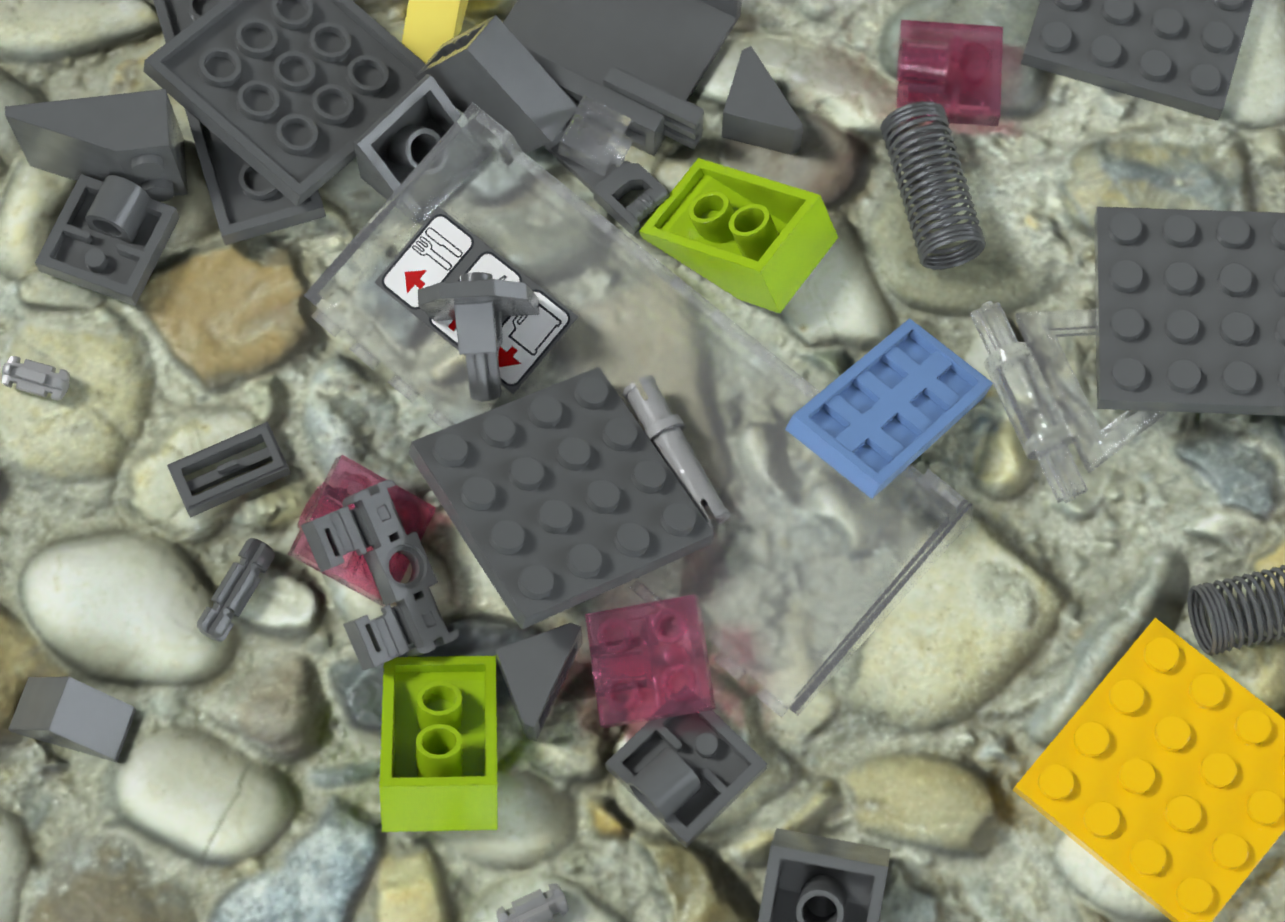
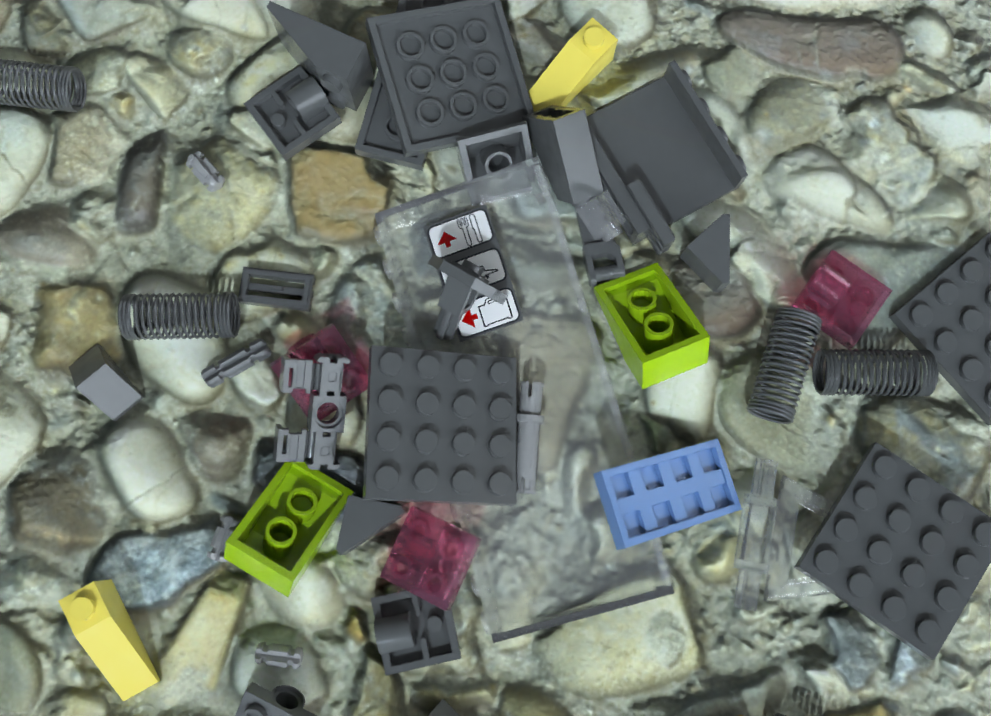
camera: 30 degrees right, 10 degrees up
(180, 524) = (225, 313): none -> dark grey piece
(364, 813) = (220, 537): none -> light grey piece
(995, 158) = (834, 367): none -> dark grey piece

